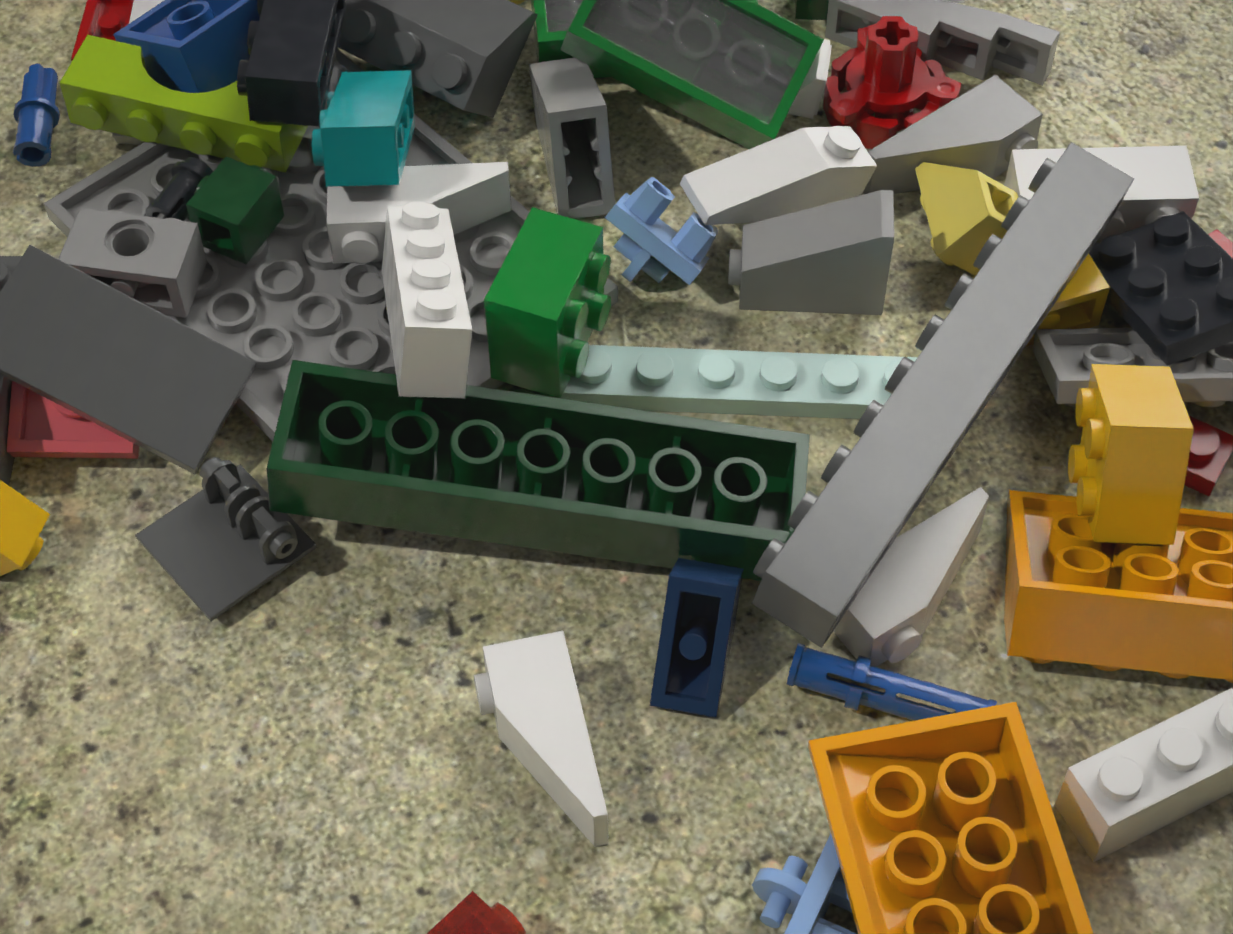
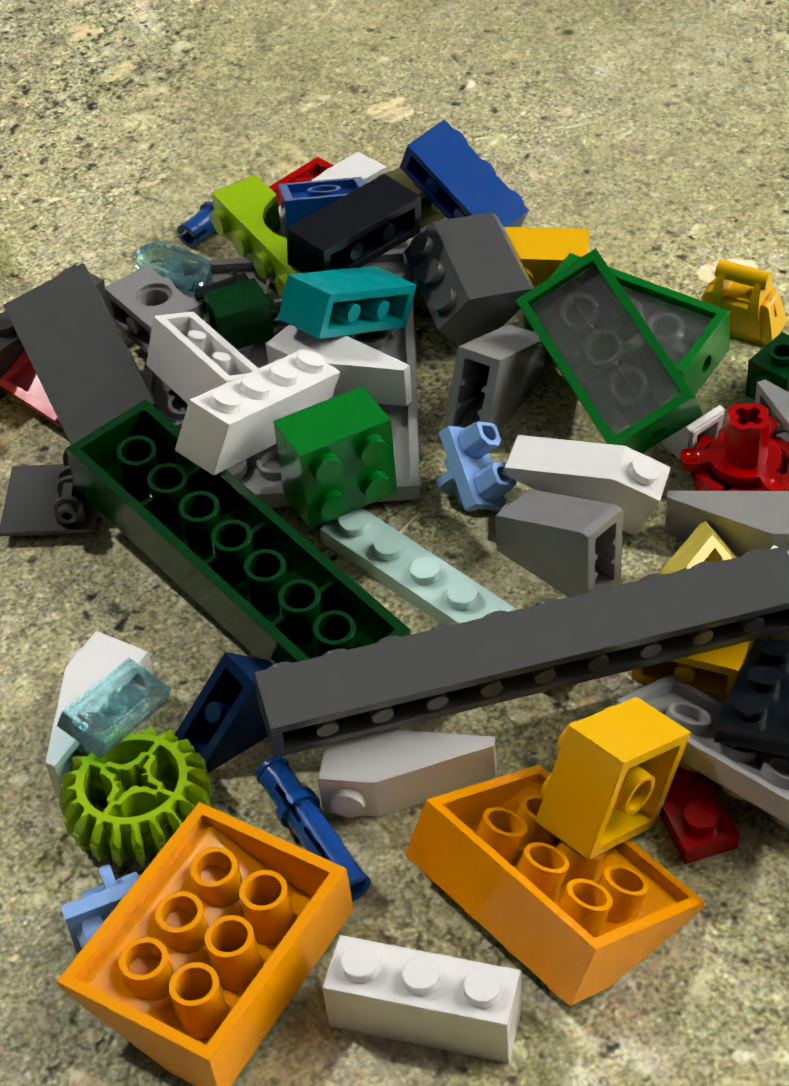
camera: 45 degrees right, 10 degrees down
(60, 194) = (181, 266): none -> clear light blue plate
(284, 292) = (192, 355): none -> white brick
(616, 709) = (114, 707): none -> clear light blue plate
(744, 762) = (139, 808): none -> lime gear

